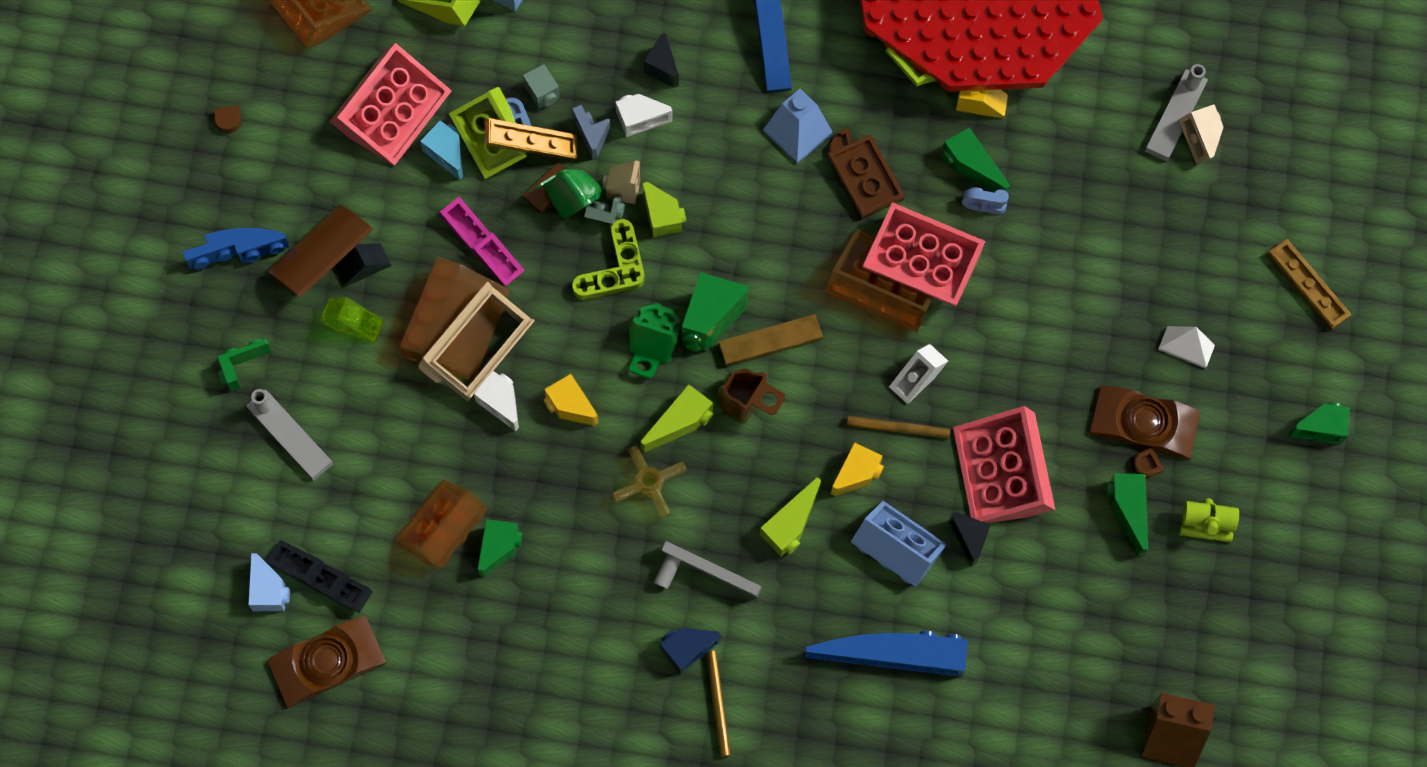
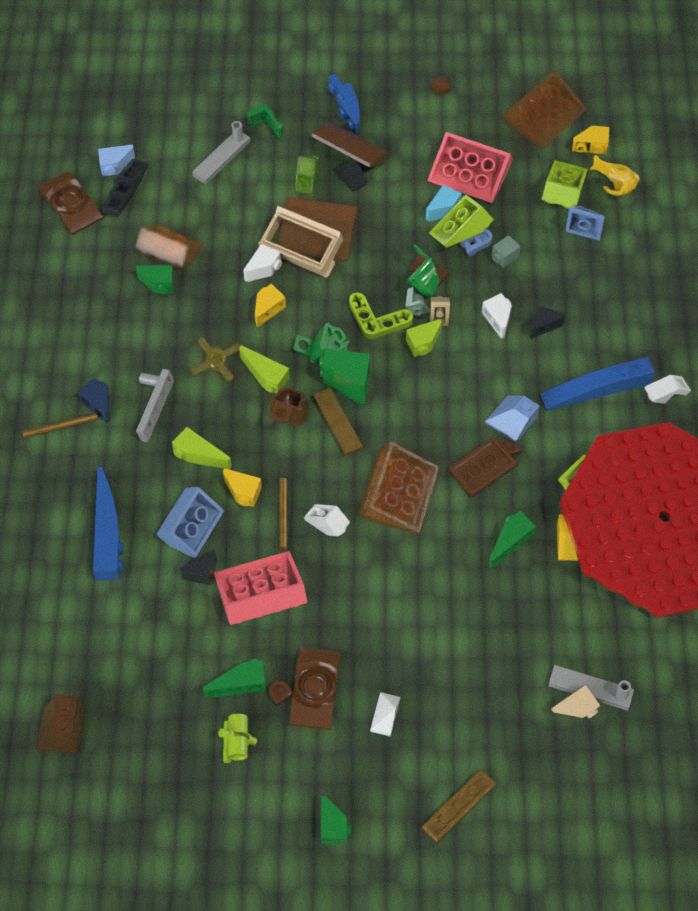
camera: 85 degrees right, 10 degrees down
(481, 241) = (380, 237): dark pink slope -> none
(530, 139) = (457, 245): tile -> none
(592, 134) = (476, 286): sand blue slope -> none
(924, 254) = (419, 507): coral slope -> none
(985, 201) = (479, 556): medium blue plate -> none

